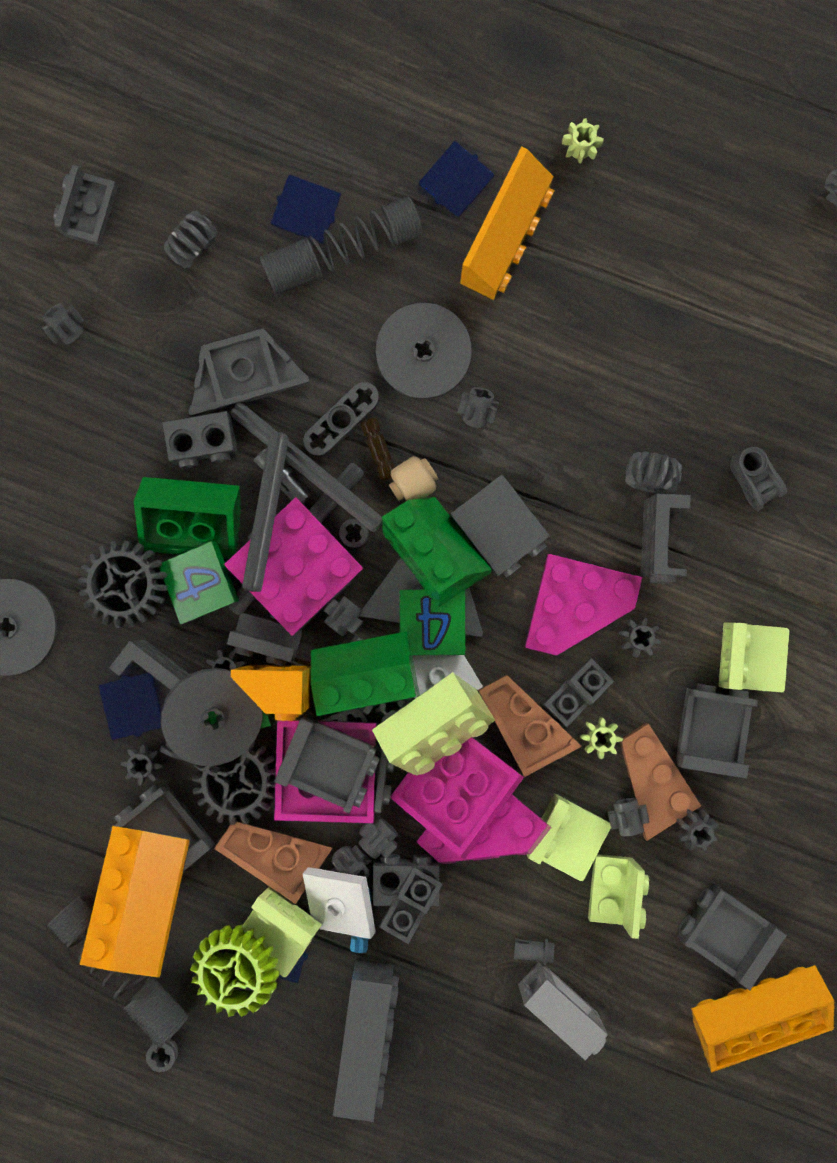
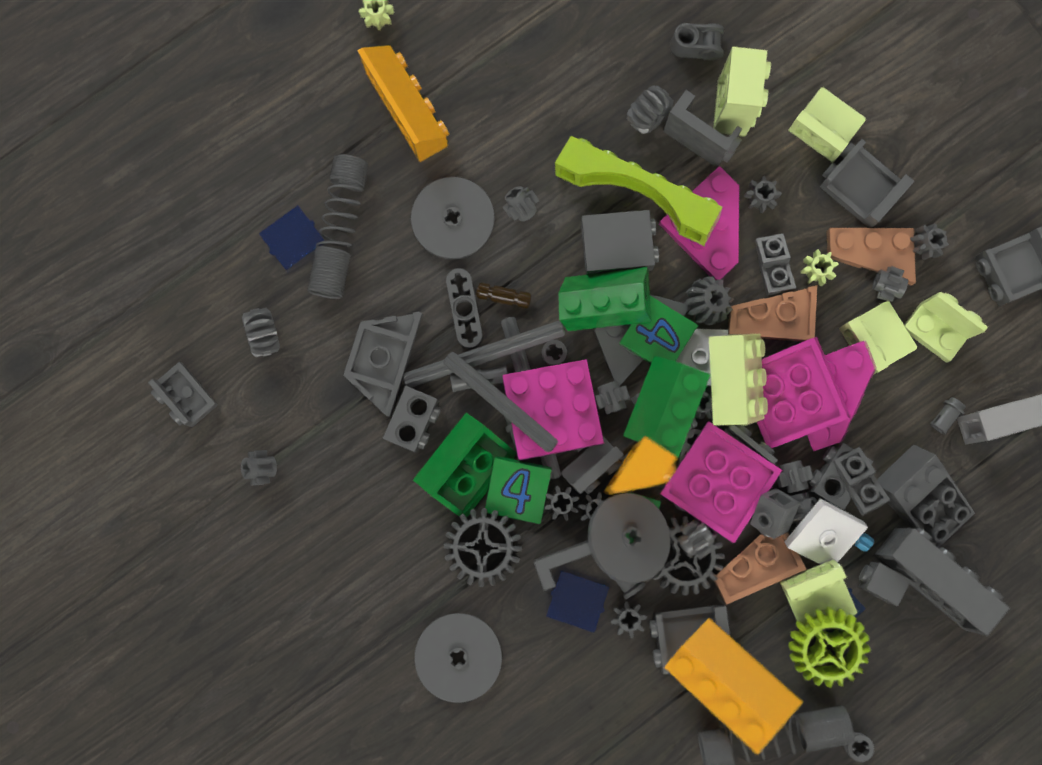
camera: 50 degrees left, 5 degrees down
(202, 632) = (554, 499): none -> dark grey gear
(250, 782) = (696, 540): none -> dark grey gear
(327, 841) = (774, 513): none -> dark grey brick
(328, 764) = (719, 473): dark grey panel -> none
(330, 985) = (883, 583): none -> dark grey brick
(413, 479) = (543, 283): tan head -> none
(439, 975) = (925, 495): none -> dark grey slope
(456, 179) = (343, 117): clear blue piece -> none
(498, 650) = (709, 301): none -> dark grey gear
(557, 447) = (588, 165): none -> lime arch
(726, 550) = (741, 90): none -> yellowish green brick

